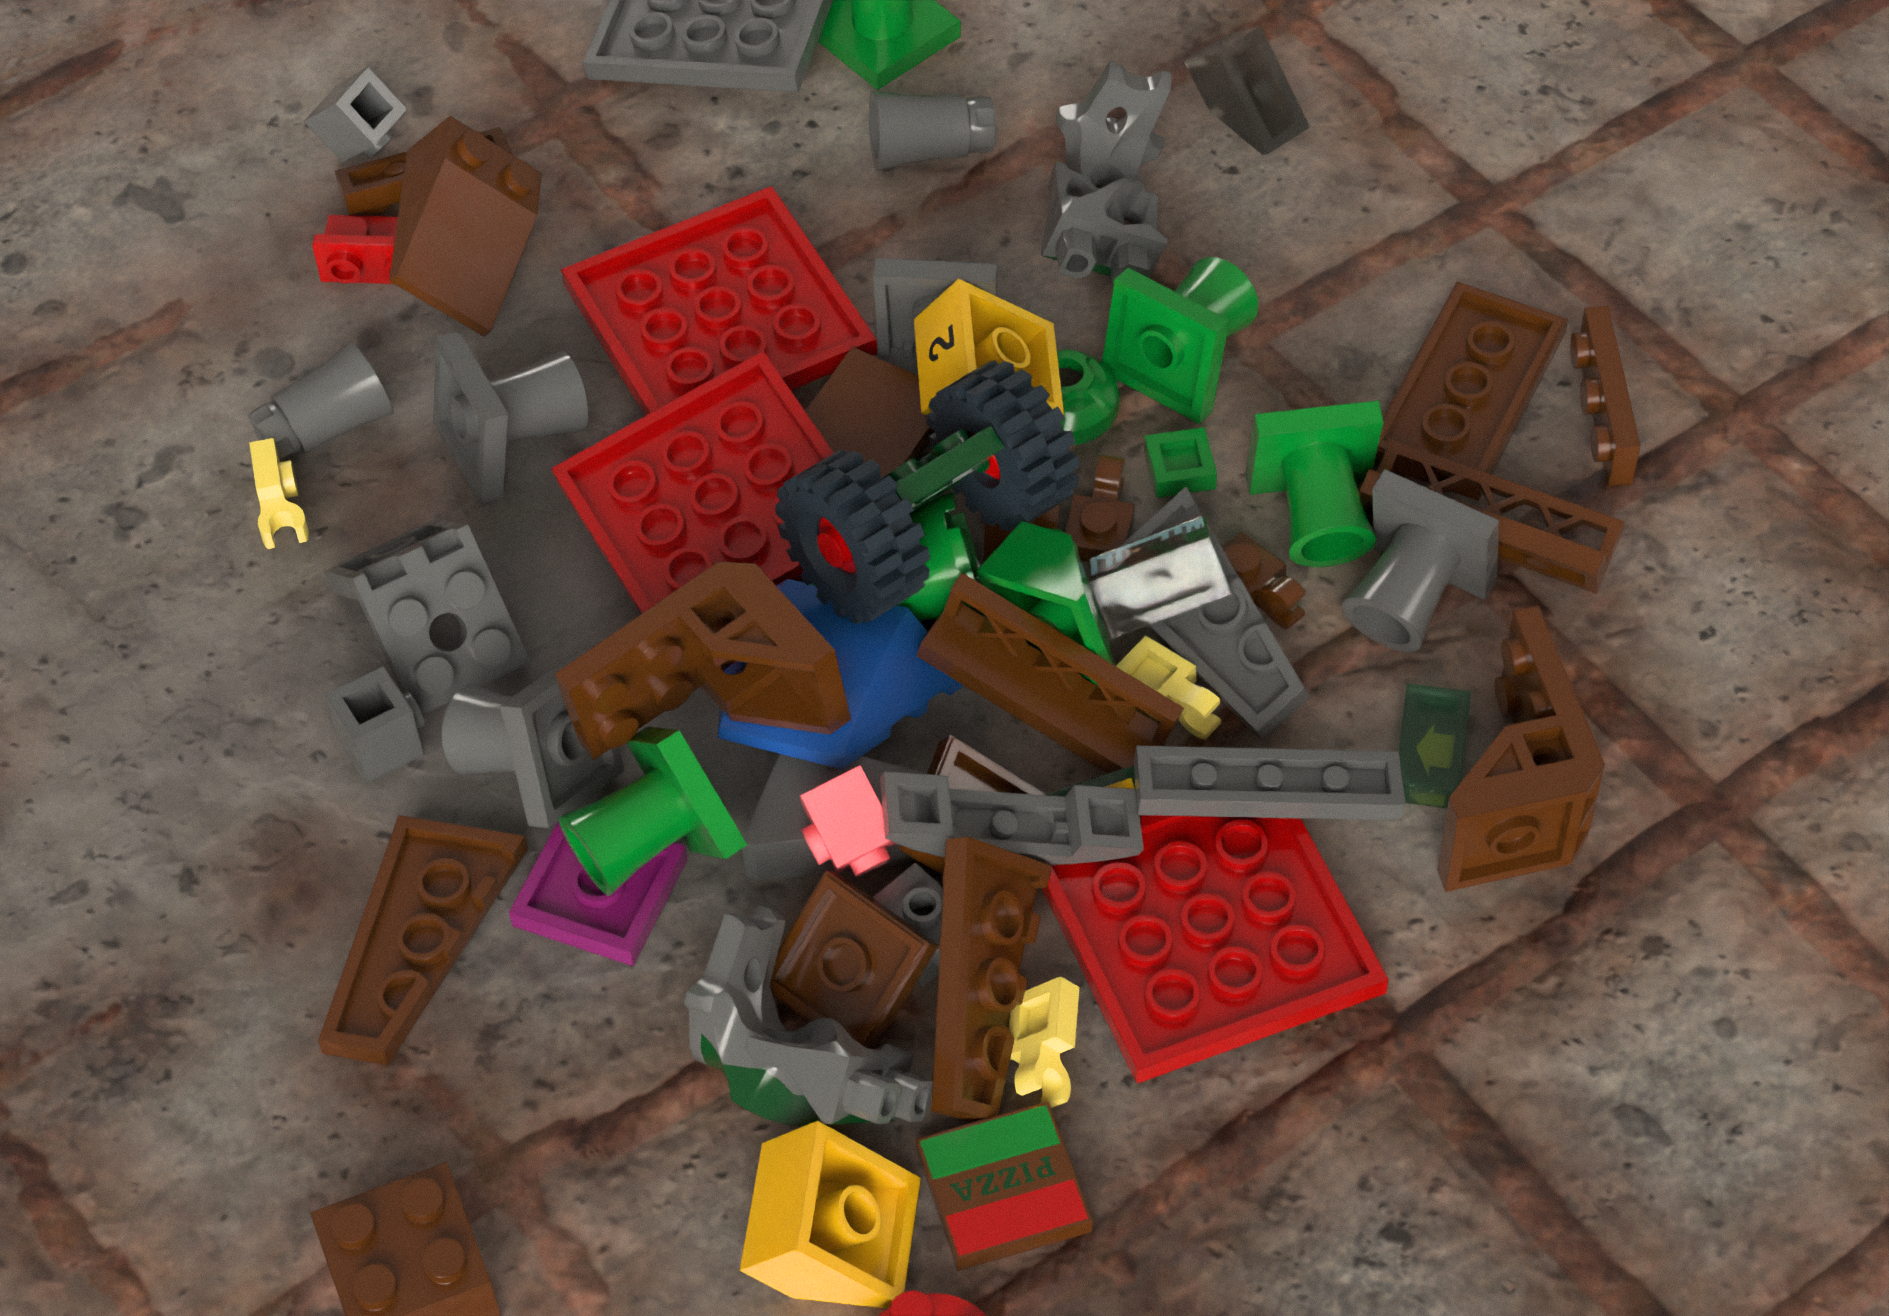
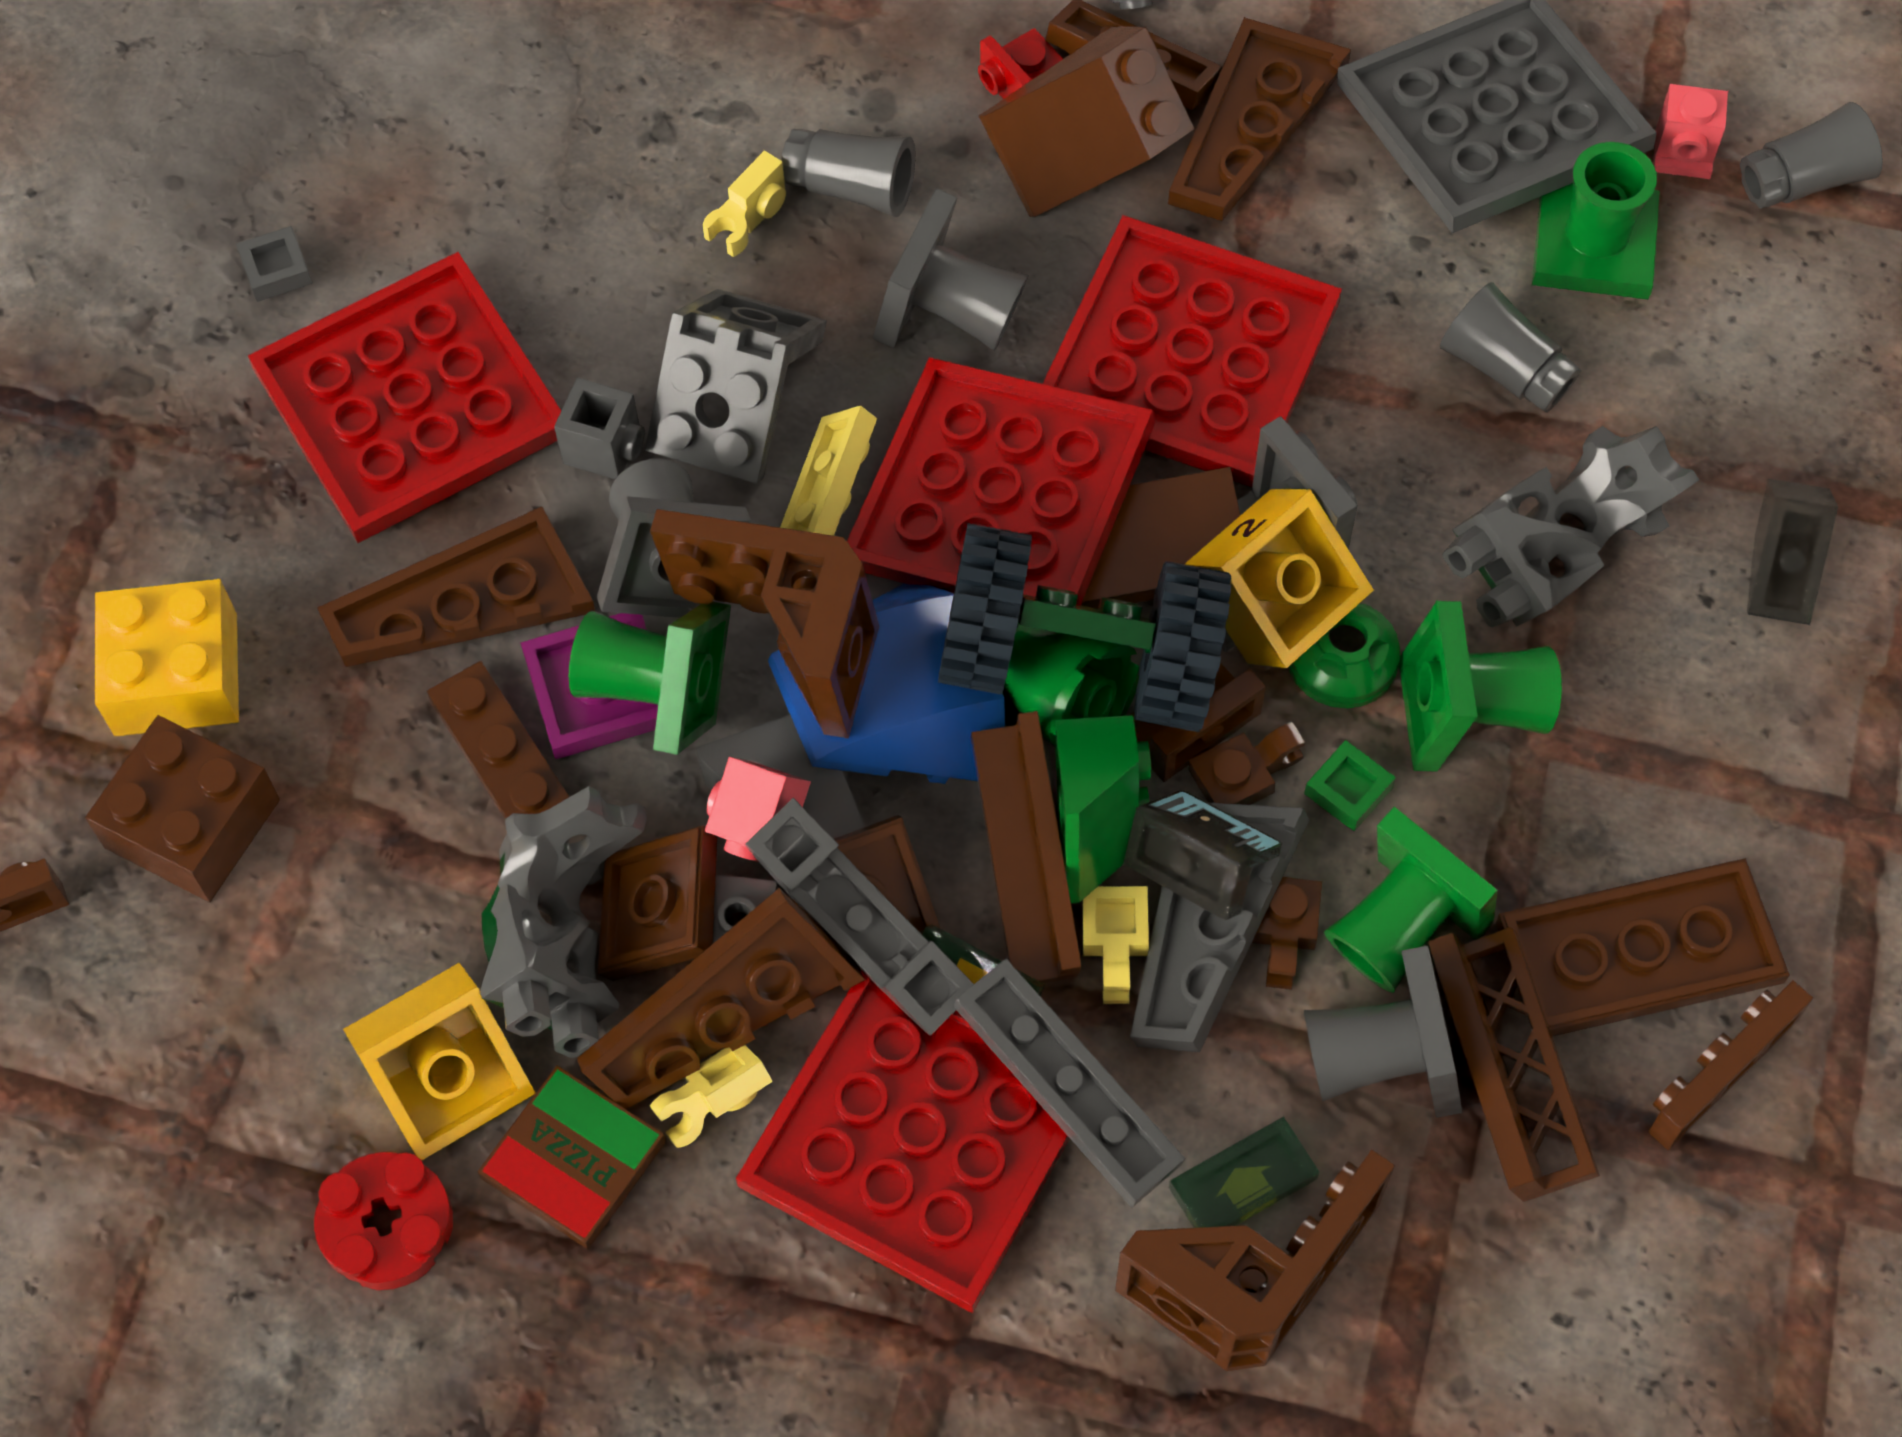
camera: 50 degrees right, 10 degrees up
(181, 849) = (408, 396): none -> red plate
(244, 1186) = (166, 656): none -> yellow brick
(554, 128) = (1253, 110): none -> reddish brown wing
(572, 594) = (830, 471): none -> light yellow plate
(584, 1001) = (496, 743): none -> reddish brown plate

